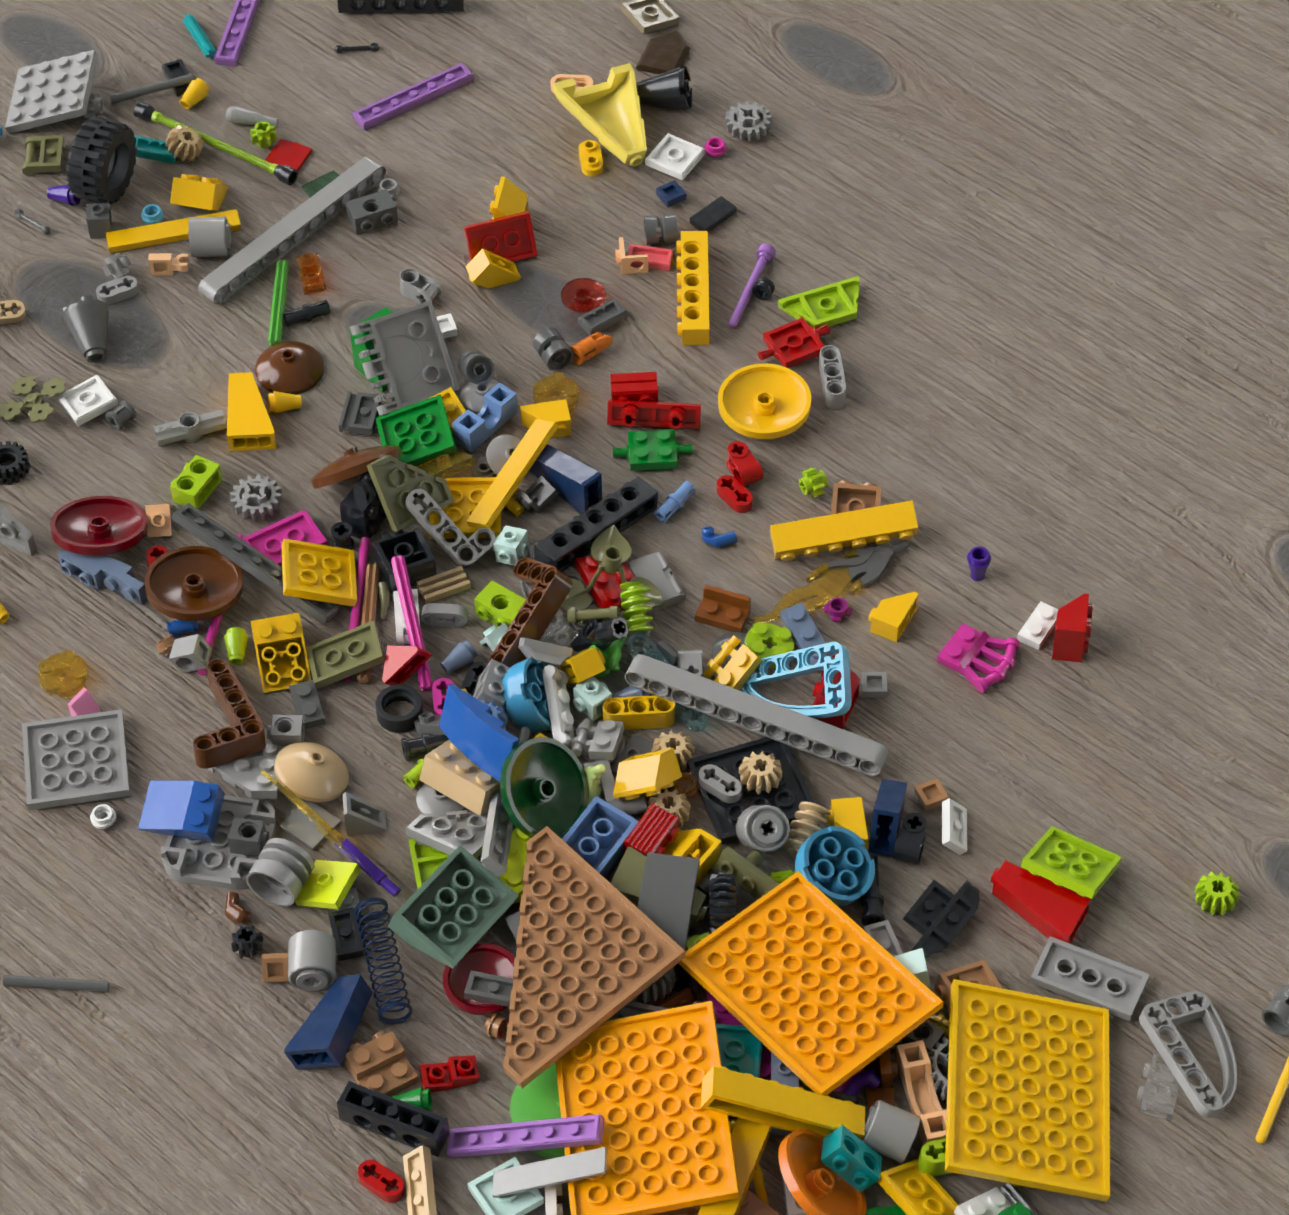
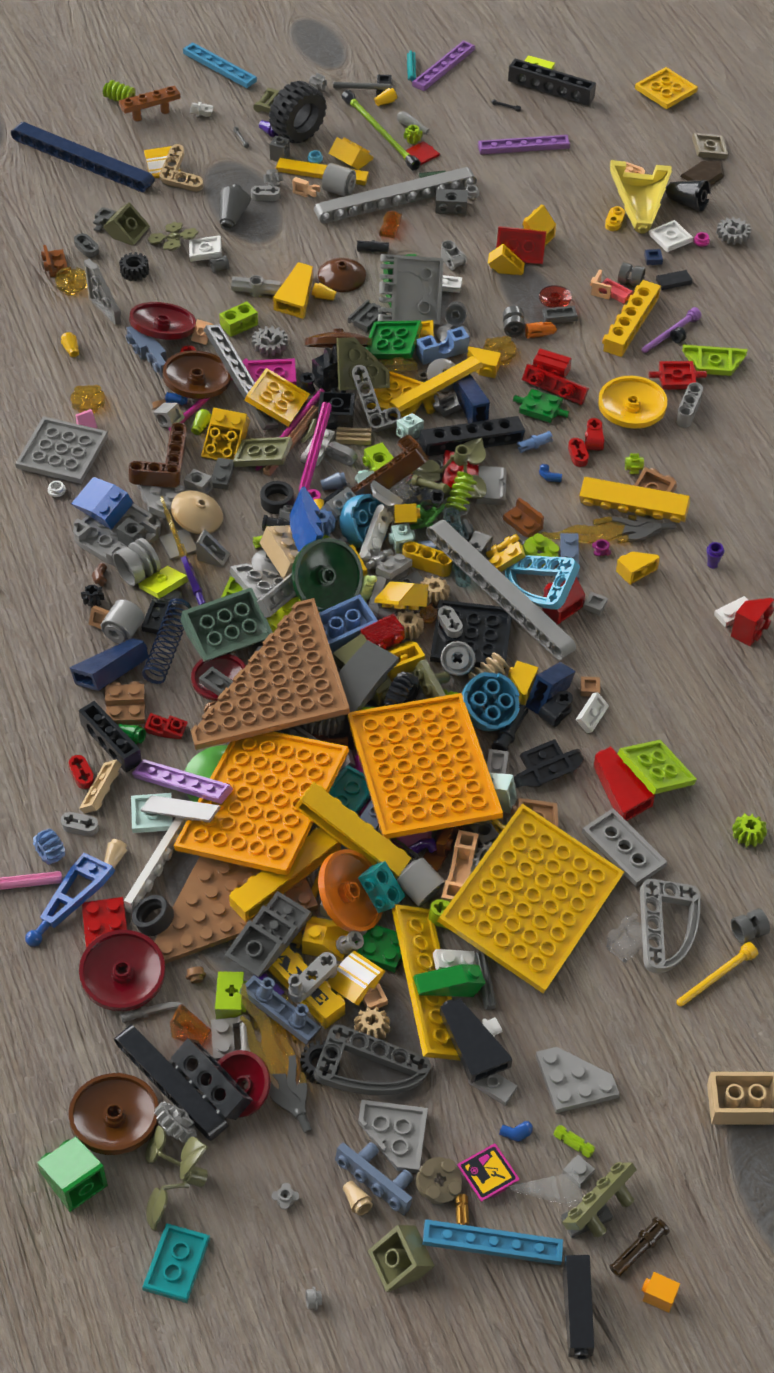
camera: 25 degrees right, 0 degrees up
(51, 91) = (298, 65): light grey plate -> none
(153, 150) = (340, 120): teal plate -> none
(184, 143) = (360, 122): tan gear -> none
(278, 302) = (359, 234): bright green axle -> none
(402, 663) = (293, 470): slope -> none
(760, 772) = (480, 625): tan gear -> none
(966, 647) = (679, 604): dark pink plate -> none

